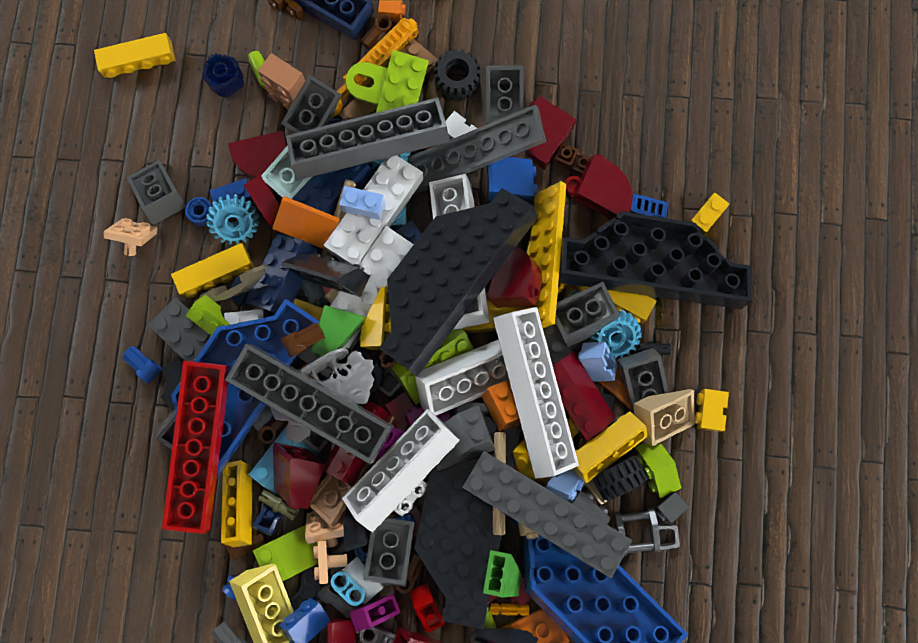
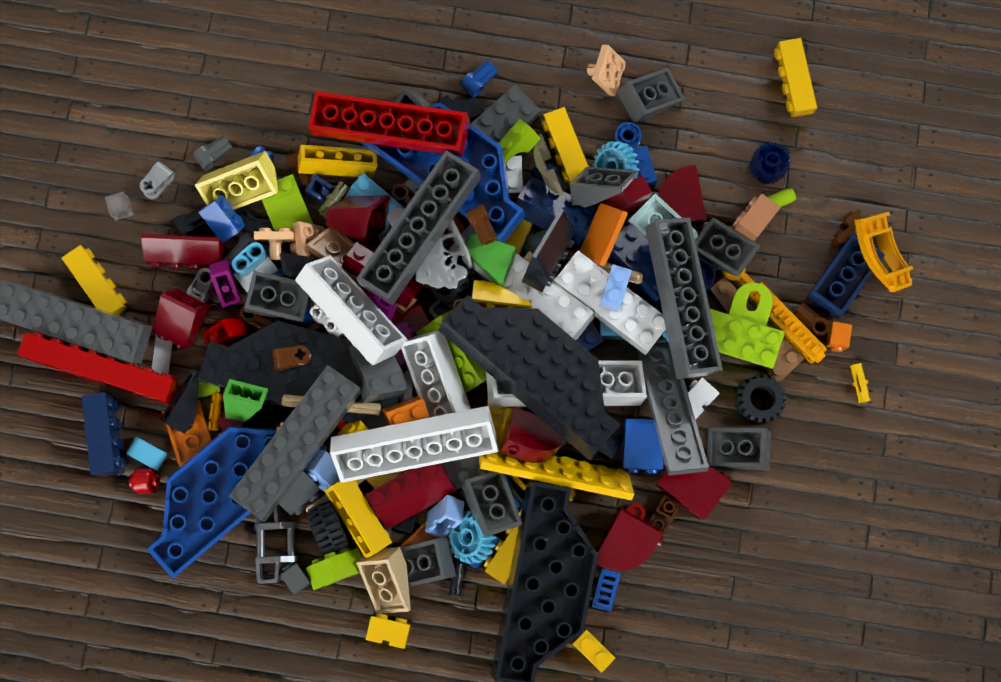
camera: 90 degrees right, 0 degrees up
(253, 228) = (599, 184): none -> dark grey slope
(454, 533) = (287, 357): none -> reddish brown piece

